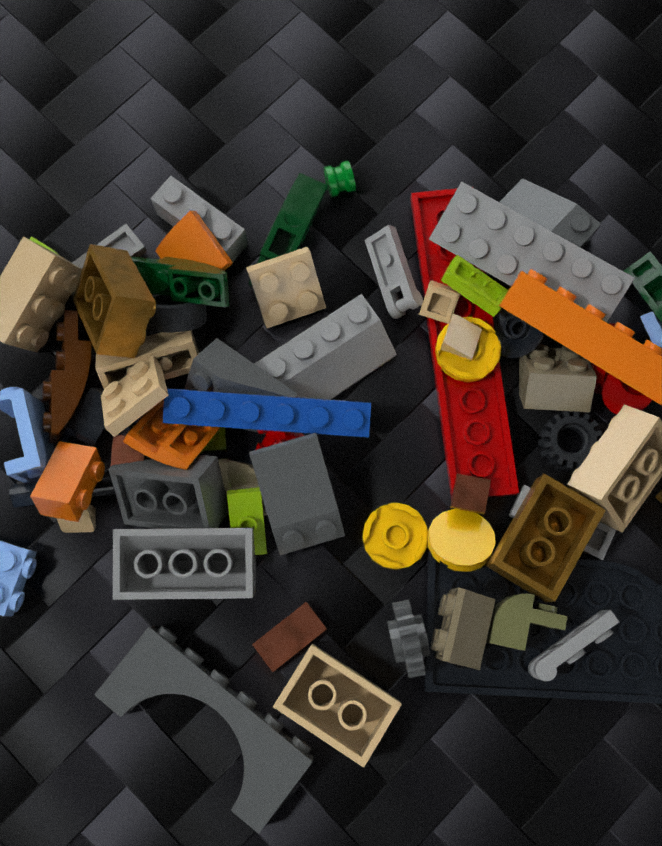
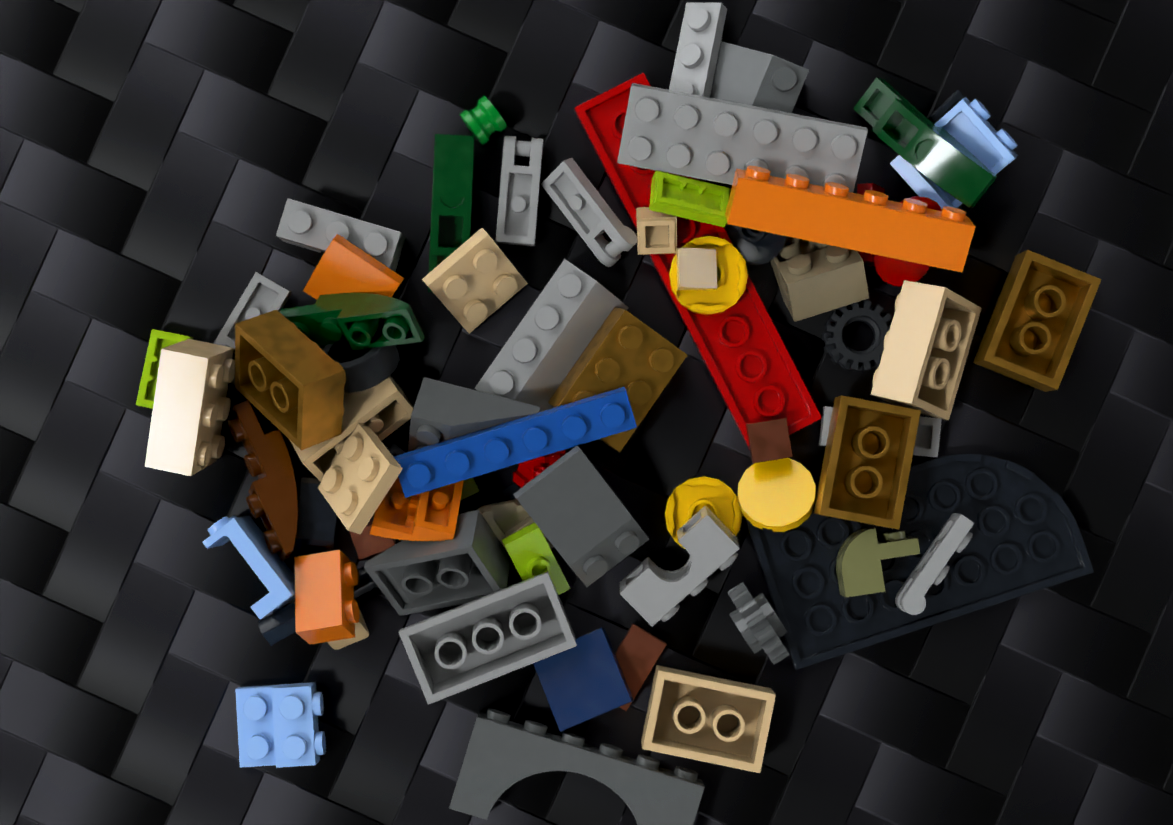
camera: 20 degrees left, 10 degrees up
(247, 631) = (583, 680): none -> dark blue tile
(334, 581) = (658, 591): none -> light grey arch
(346, 240) = (519, 192): none -> light grey plate
(387, 385) = (620, 356): none -> pearl gold brick
(463, 628) = (812, 592): dark tan slope -> none
(523, 181) = (698, 48): none -> light grey plate

